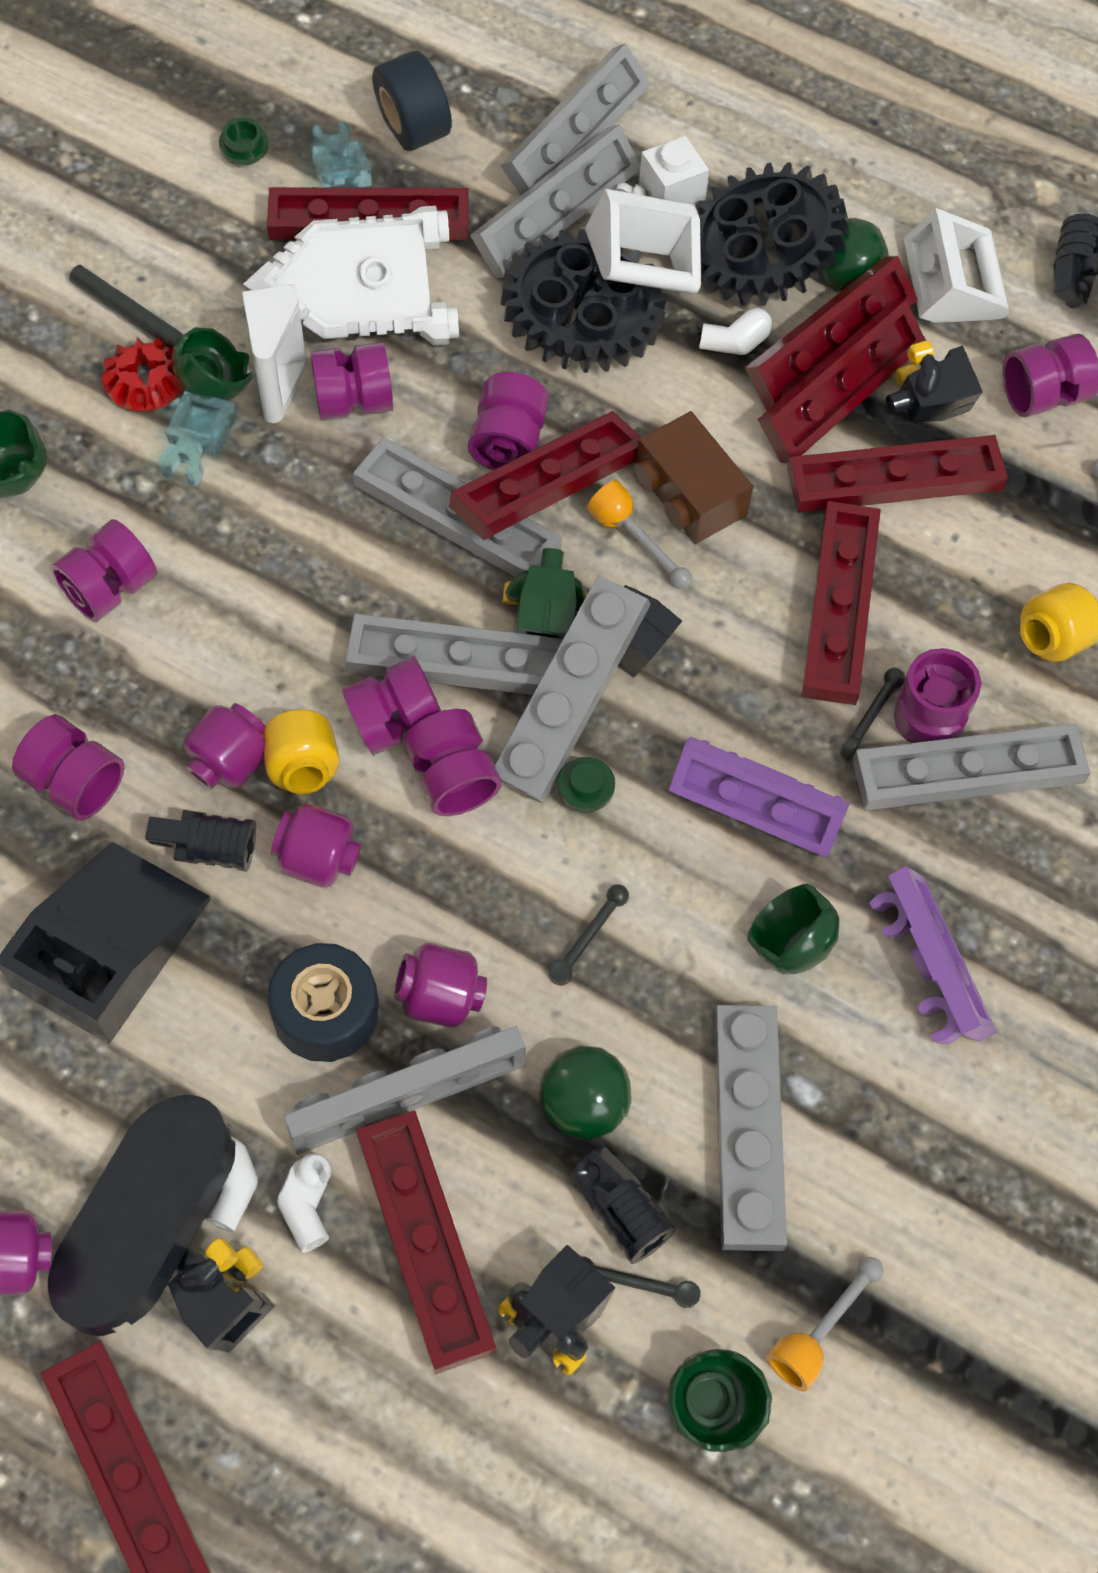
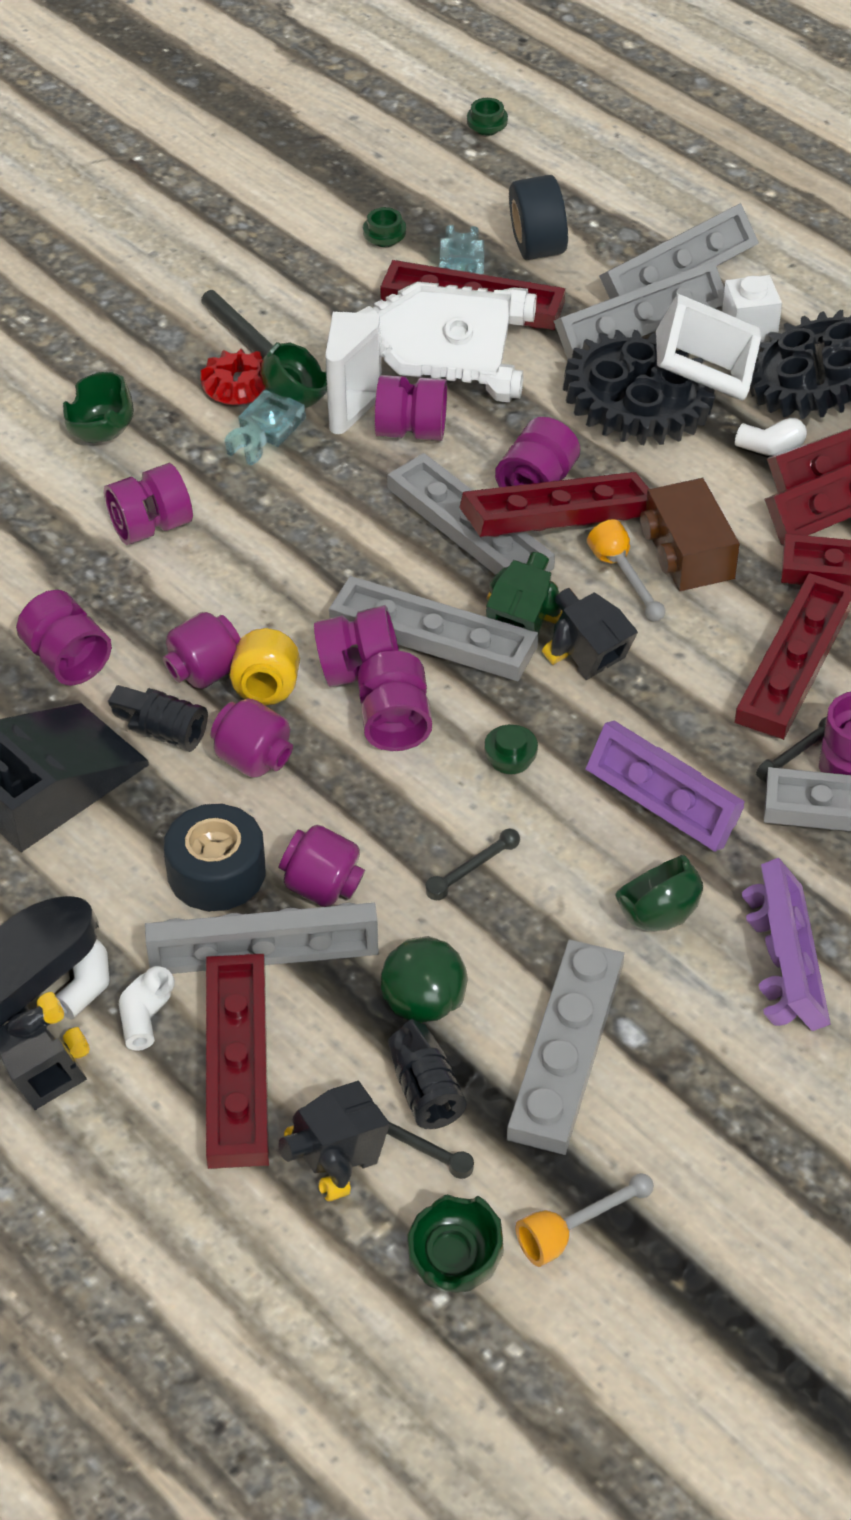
camera: 20 degrees right, 15 degrees down
(571, 688) = (519, 663): light grey plate -> none

